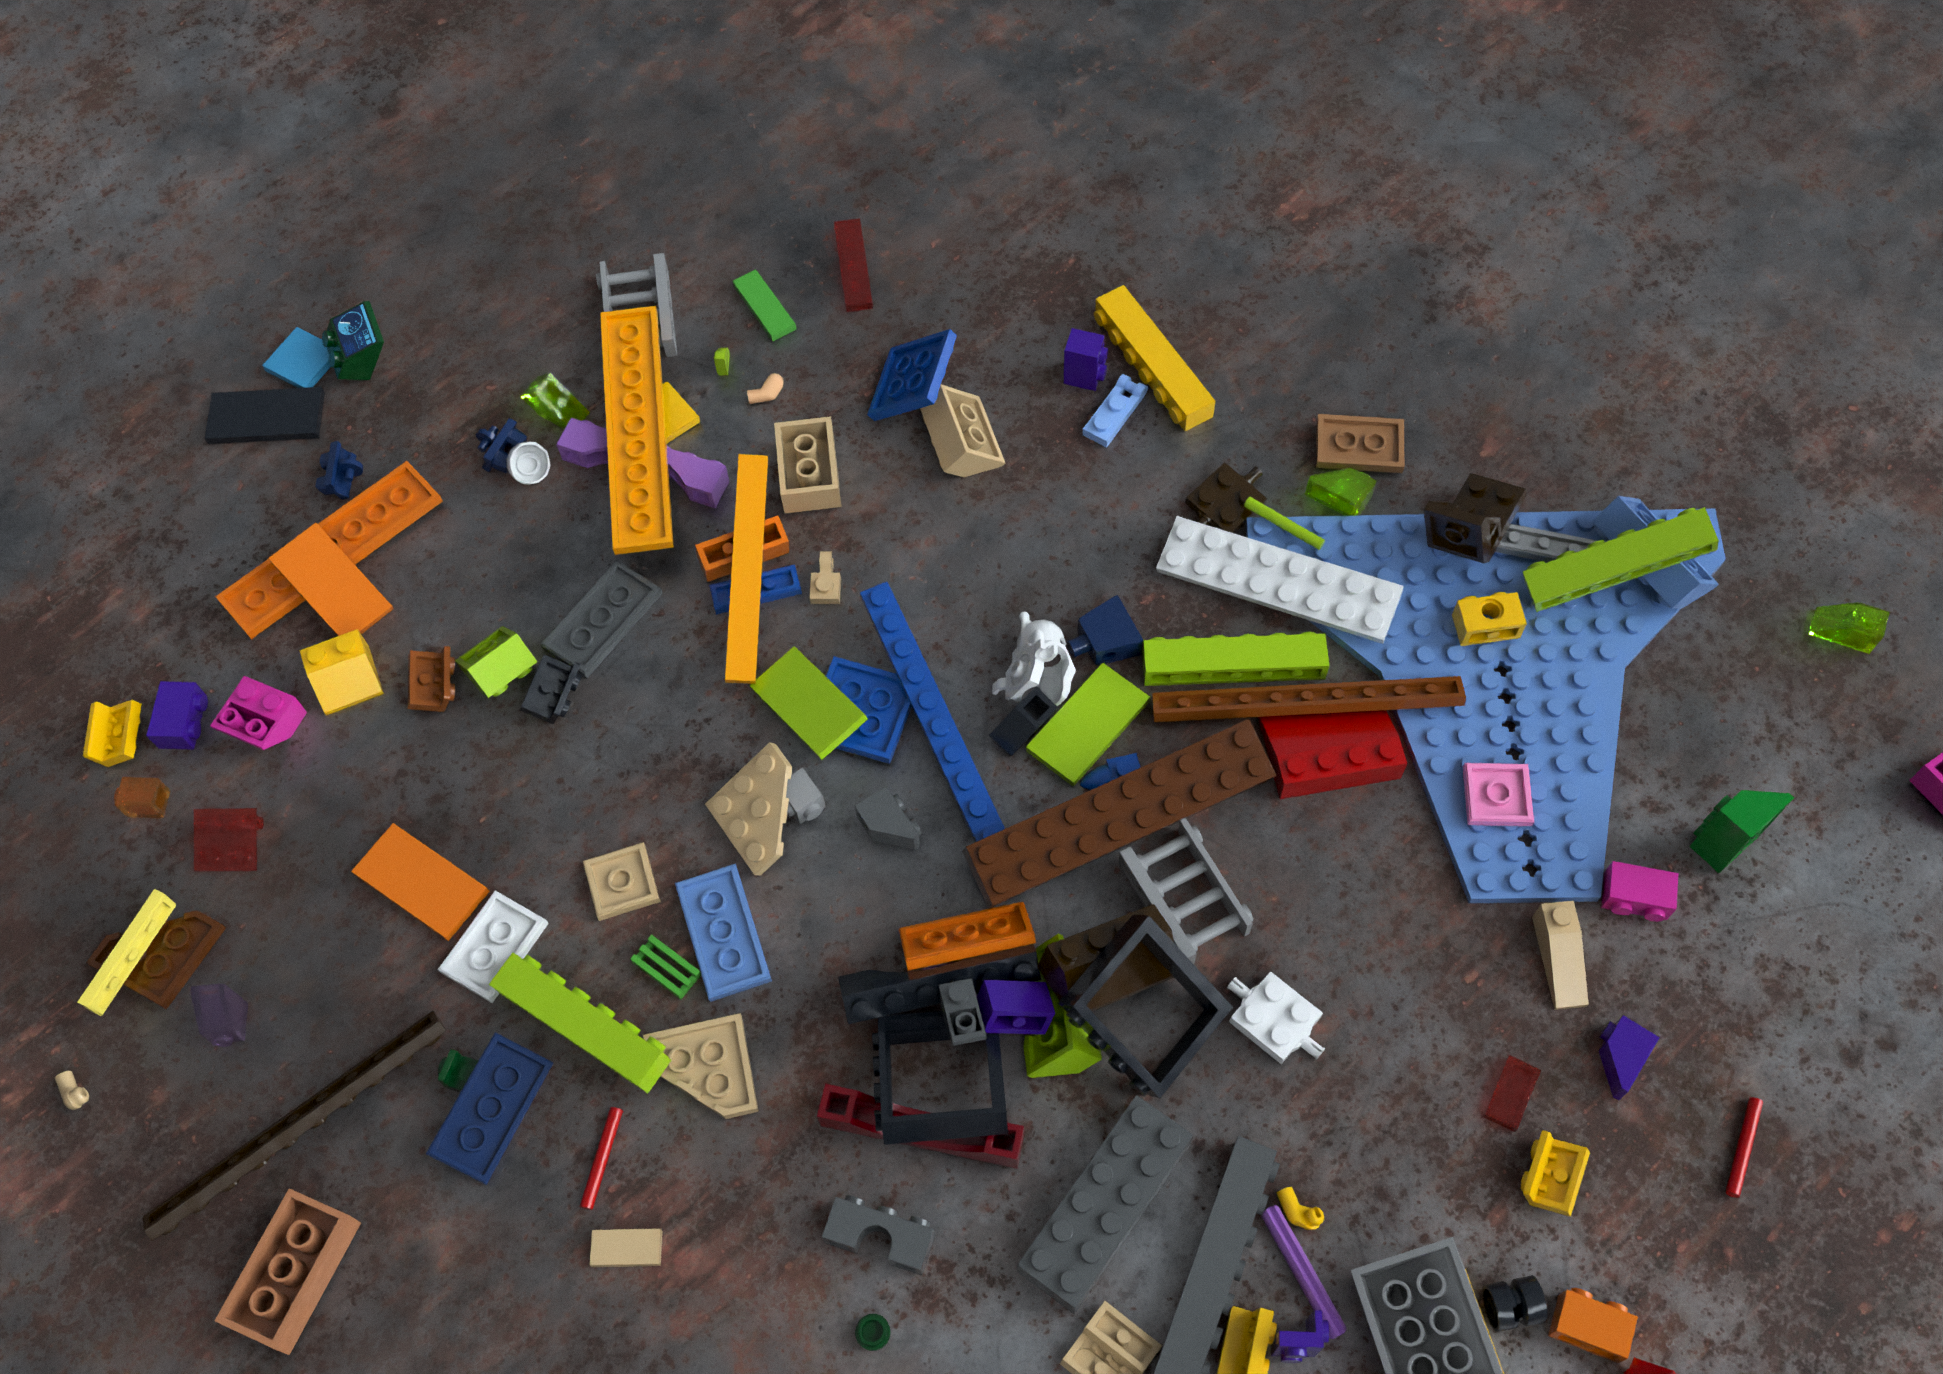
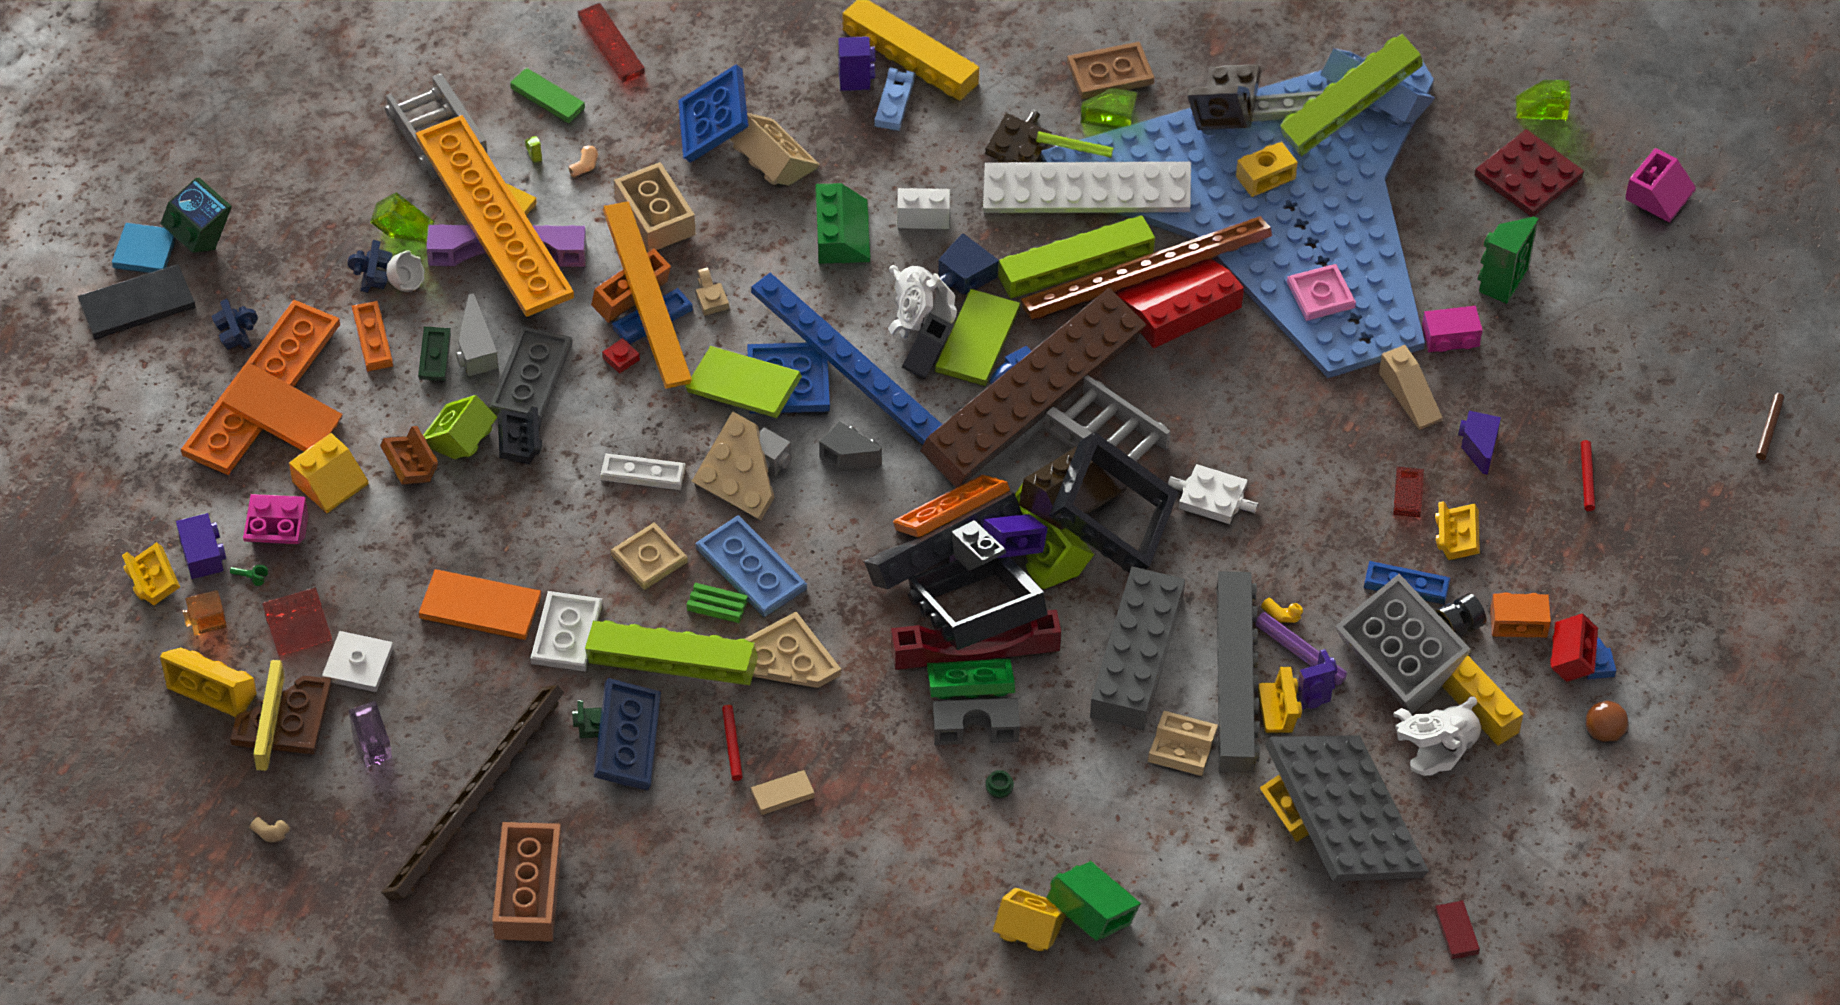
camera: 25 degrees left, 10 degrees down
(97, 880) = (207, 681): none -> yellow slope
(214, 764) = (253, 574): none -> green hand
(265, 908) = (358, 661): none -> white plate
(467, 524) = (372, 336): none -> orange tile
(512, 565) = (434, 353): none -> dark green plate
(560, 562) = (475, 344): none -> light grey slope
(662, 773) = (643, 471): none -> white tile
(702, 625) = (620, 355): none -> red plate
(894, 1176) = (970, 678): none -> green plate
(995, 542) = (841, 225): none -> green slope
(1089, 550) = (923, 208): none -> white brick
(1467, 1222) = (1427, 585): none -> blue tile
(1801, 711) = (1529, 173): none -> dark red plate

